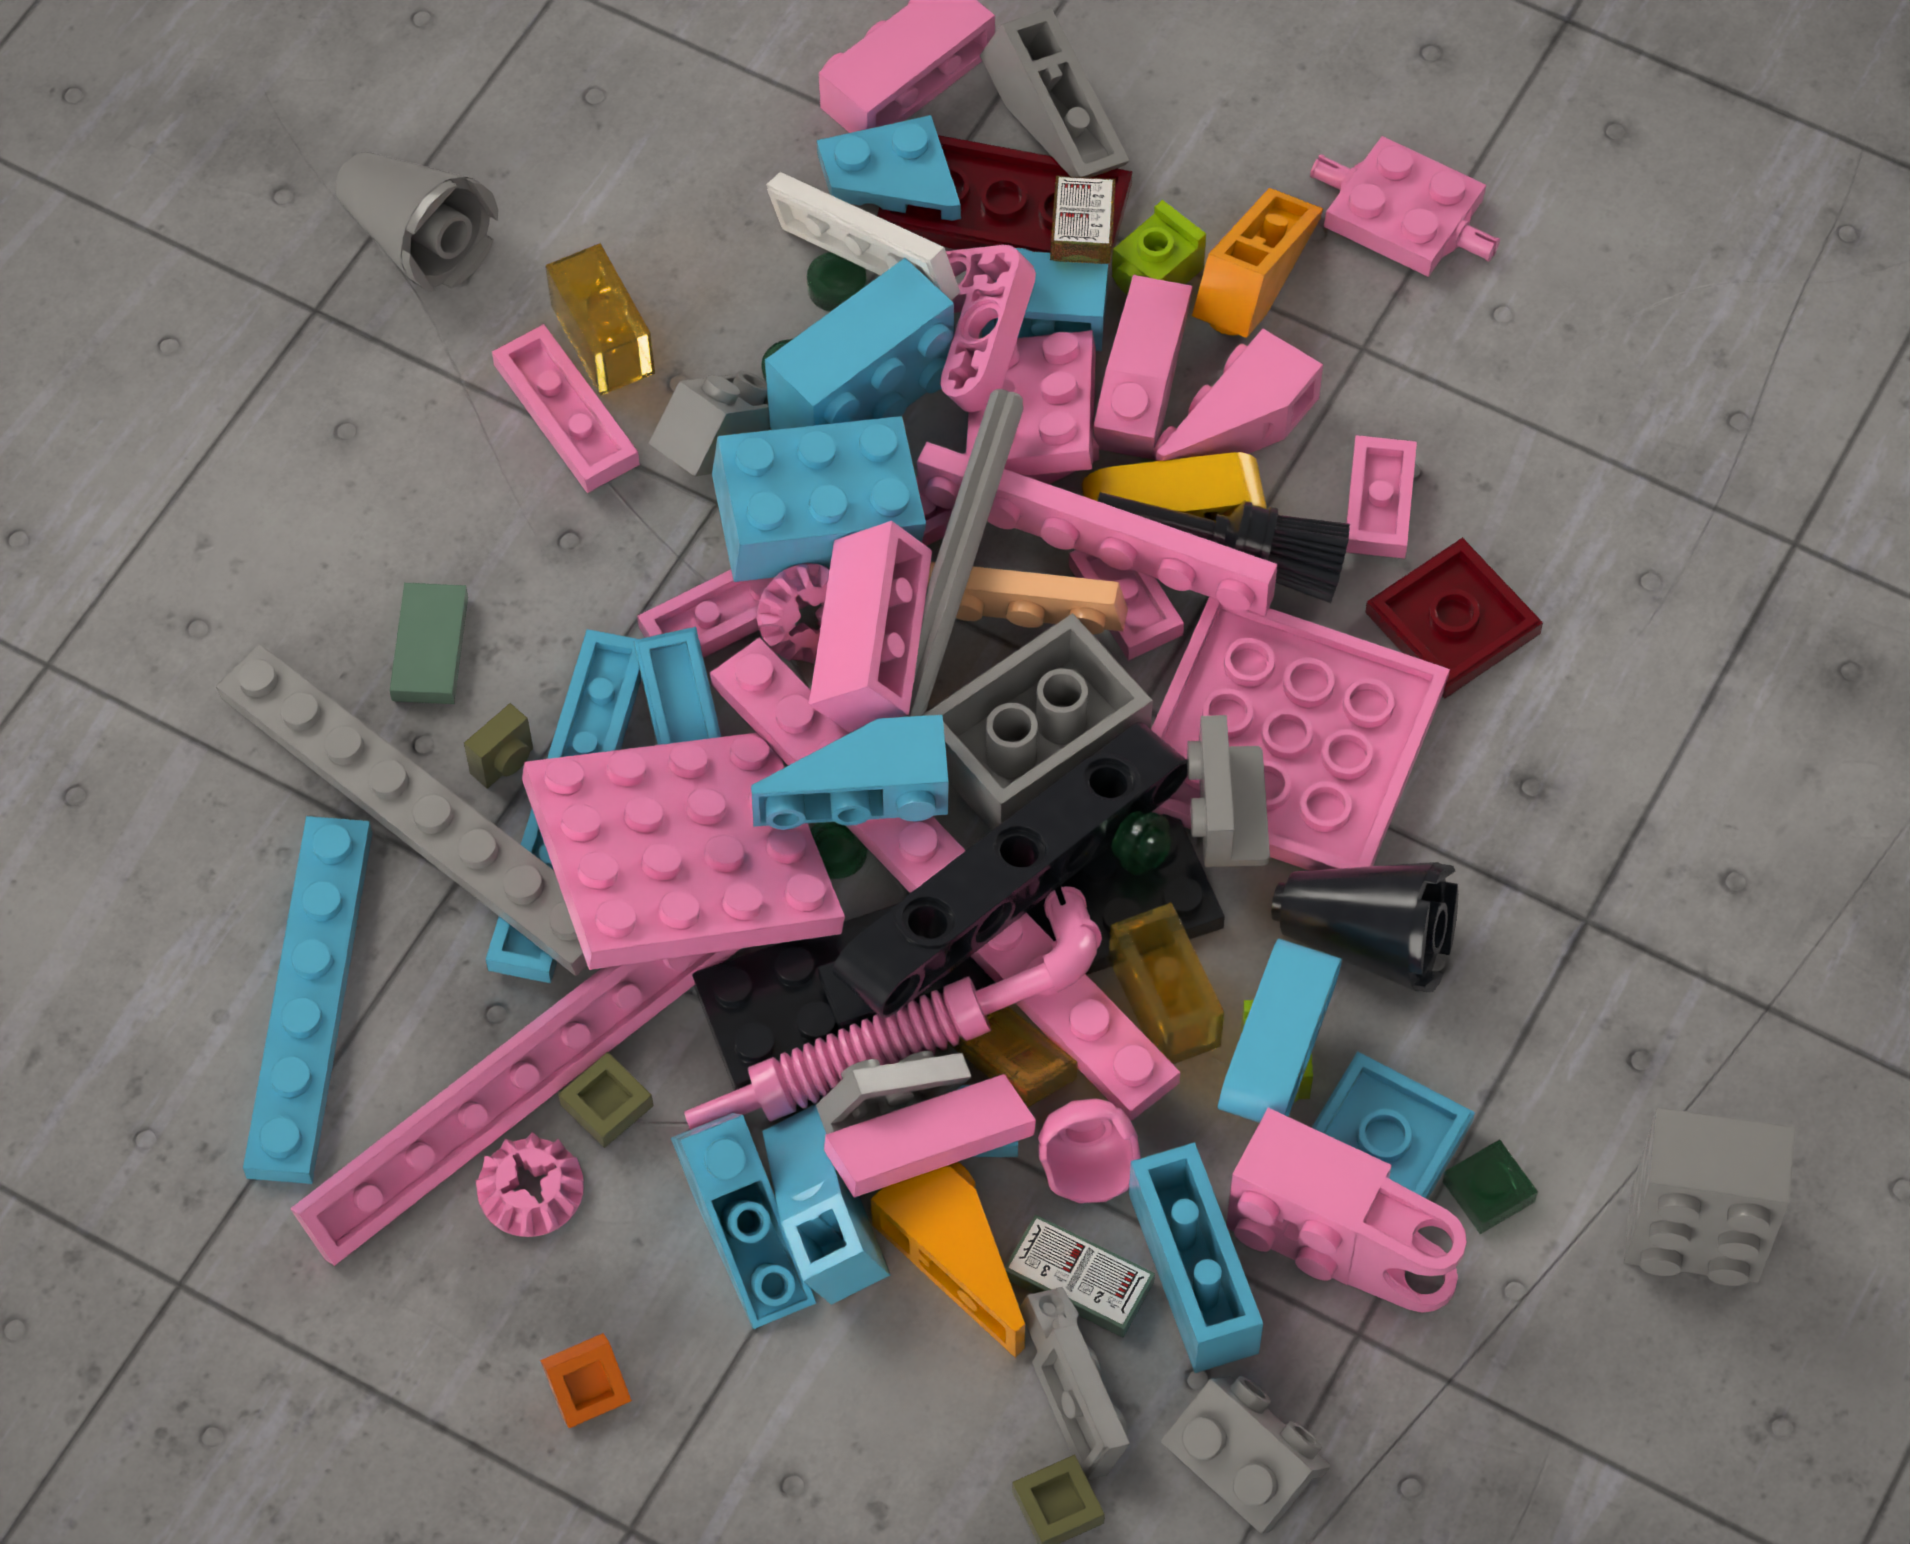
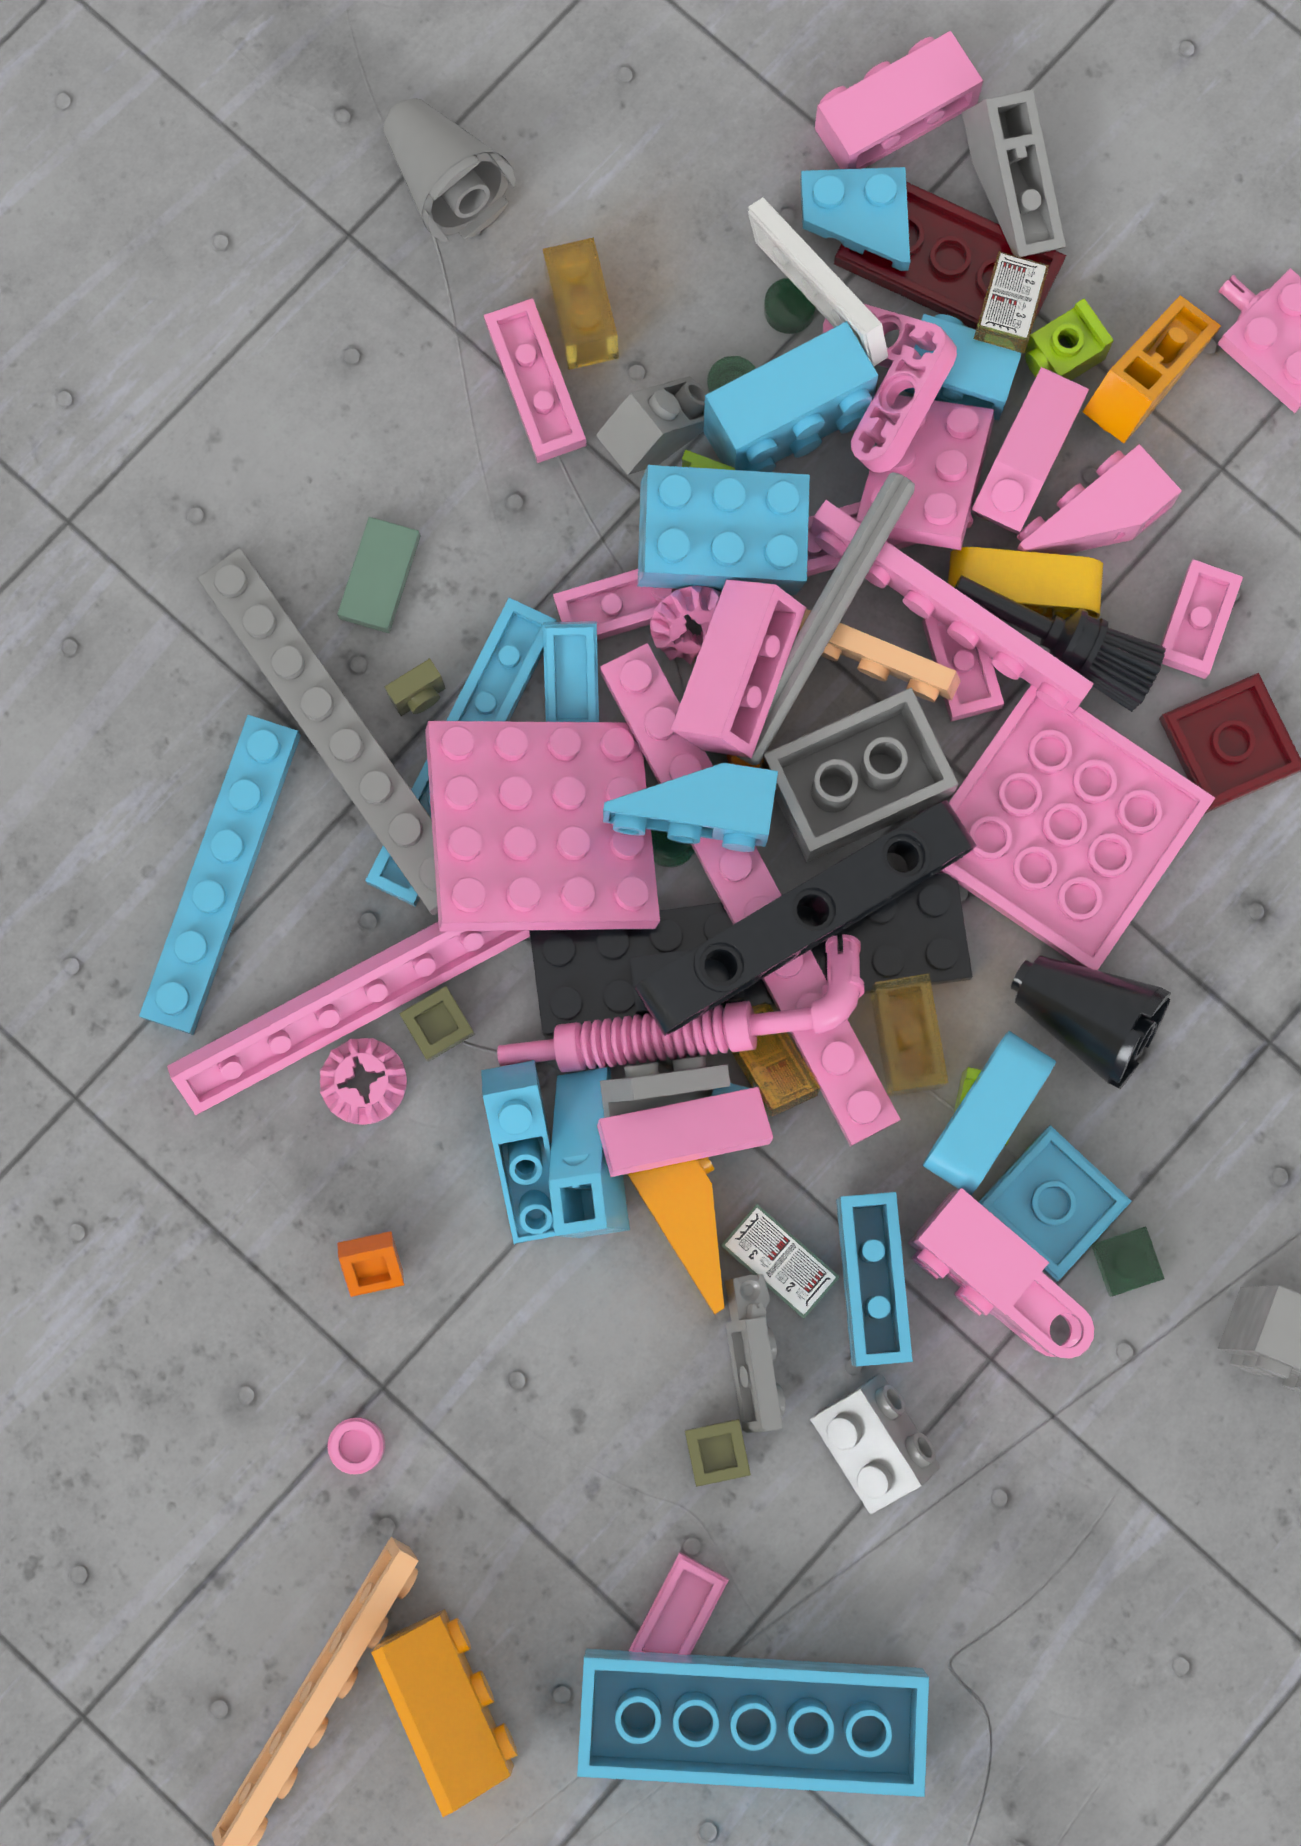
camera: 15 degrees right, 20 degrees up
(1088, 1150) = (812, 1163): bright pink hair -> none
(1142, 842) = (919, 906): clear green plate -> none
(1231, 800) = (1003, 884): light grey bracket -> none

